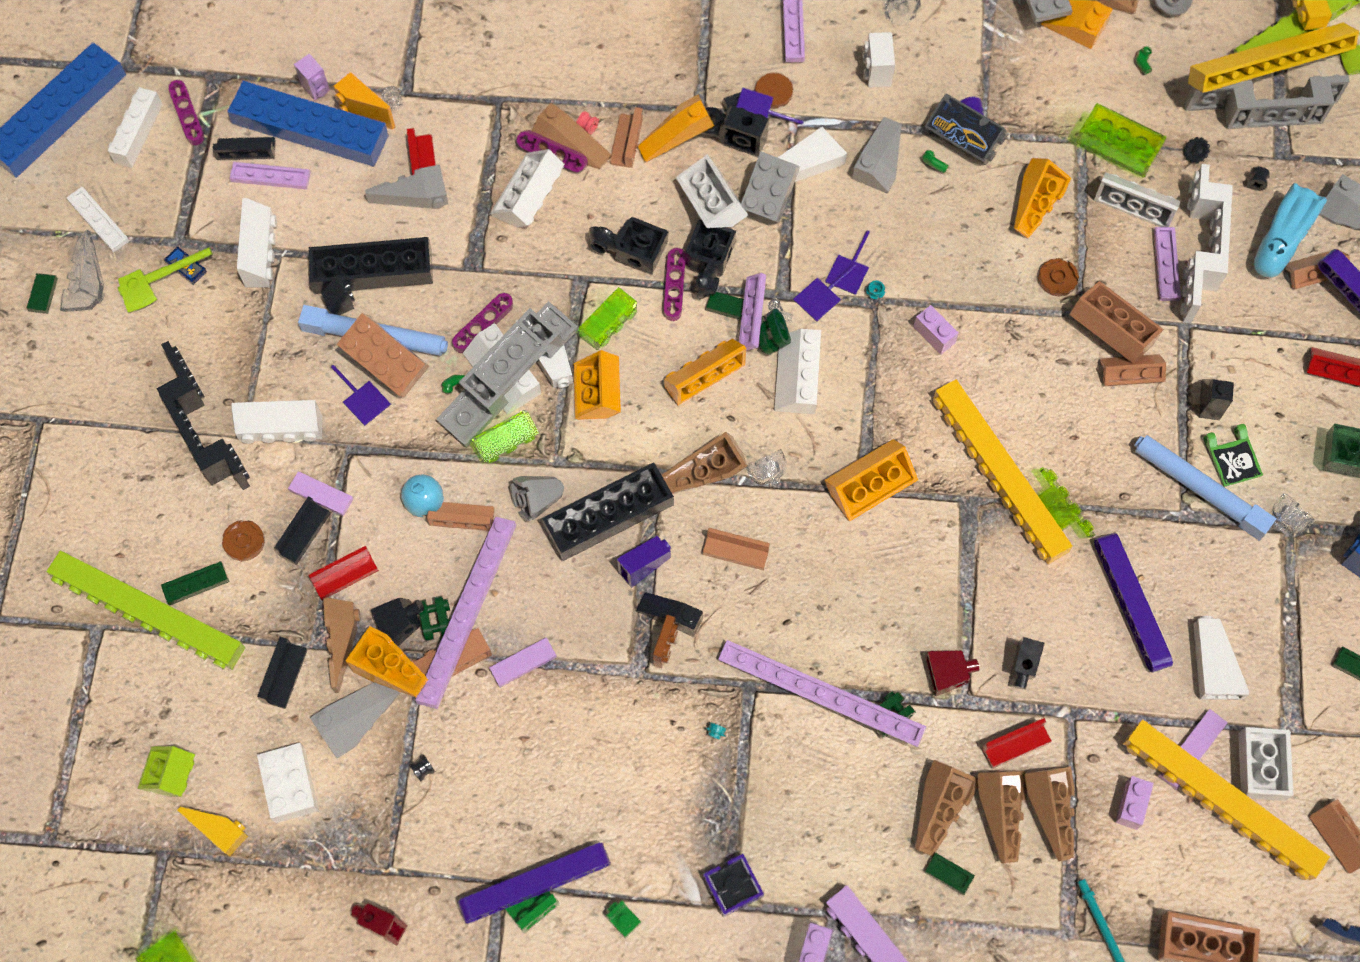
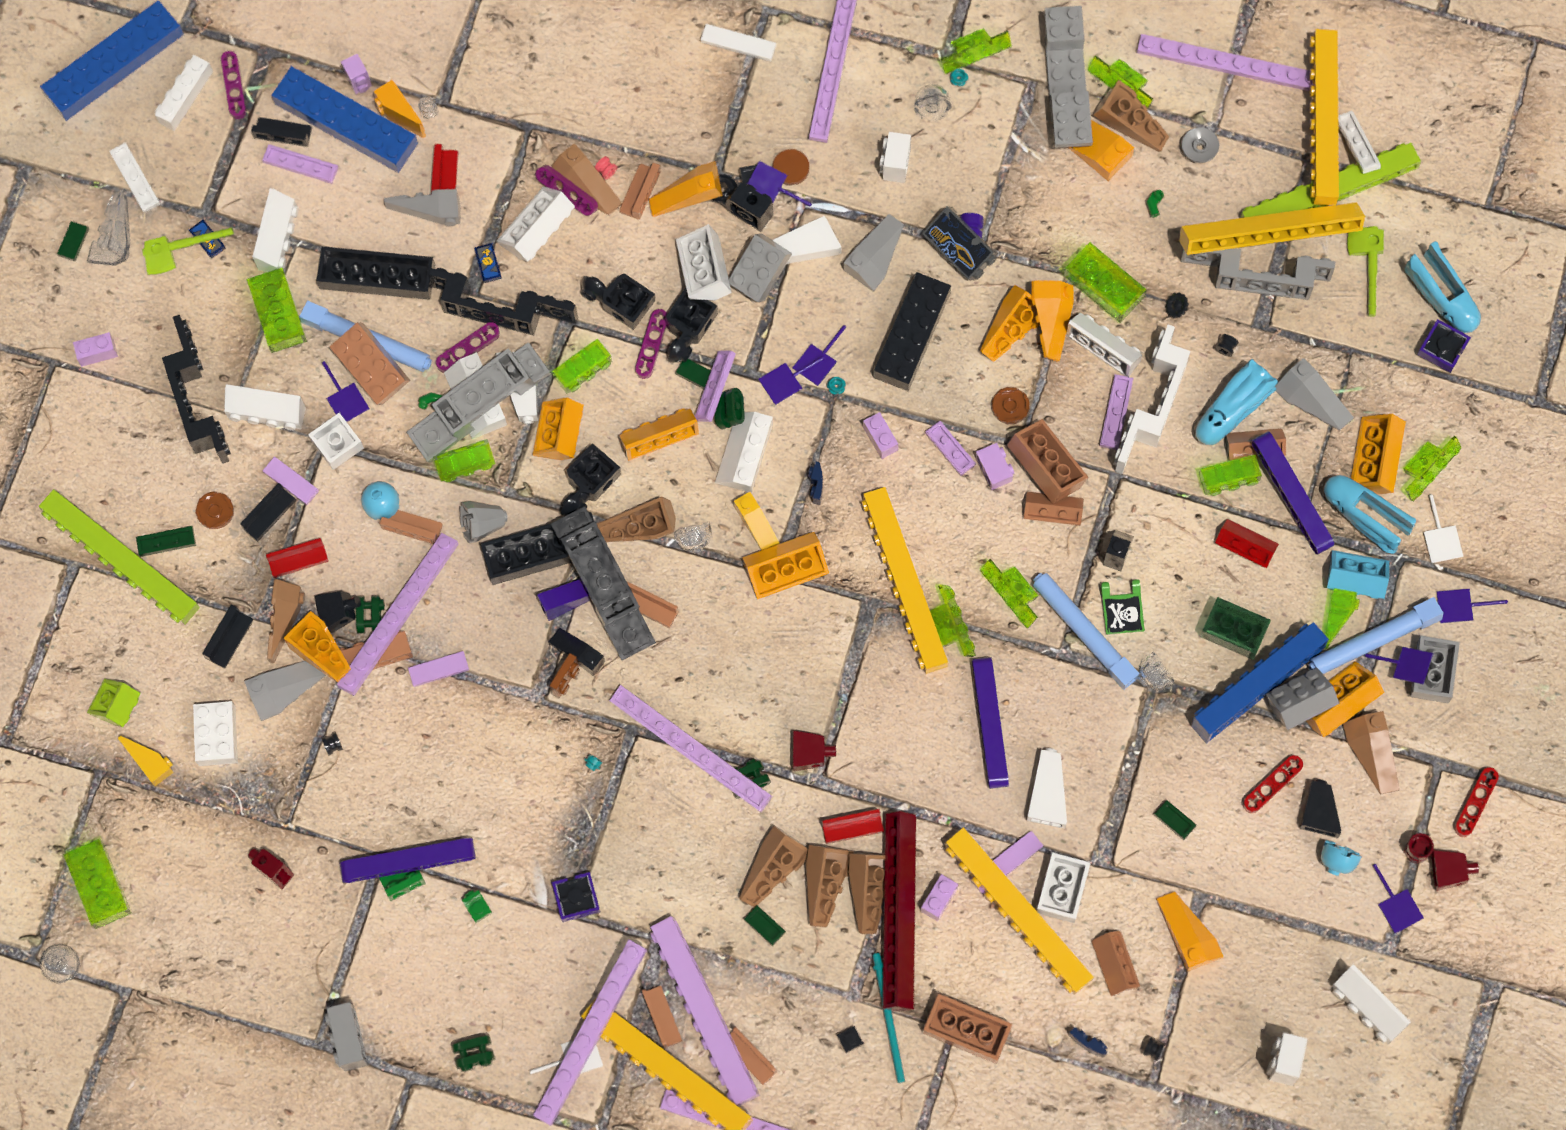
camera: 15 degrees right, 5 degrees up
(83, 396) = (95, 349): none -> lavender brick
(273, 321) = (277, 310): none -> clear neon green brick
(338, 296) = (340, 298): black slope -> none
(362, 442) = (336, 441): none -> white brick
(486, 236) = (488, 263): none -> tile
(534, 284) = (524, 319): none -> black bracket
(642, 429) = (590, 476): none -> black brick
(688, 532) = (604, 582): none -> black bracket
(775, 303) = (738, 382): clear arm -> none
(827, 440) = (755, 521): none -> yellow slope
(882, 388) = (815, 474): none -> dark blue slope
(929, 159) = (920, 266): green arm -> none
(940, 223) = (912, 331): none -> black brick
(1009, 330) = (950, 448): none -> lavender tile
(1028, 652) = (880, 748): black torso -> none
(1061, 338) = (994, 466): none -> lavender brick
(1078, 169) = (1054, 307): none -> light orange wedge
(1096, 829) = (899, 911): none -> dark red brick
(1116, 460) = (1013, 590): none -> clear neon green bracket
(1302, 302) = (1230, 475): none -> clear neon green brick

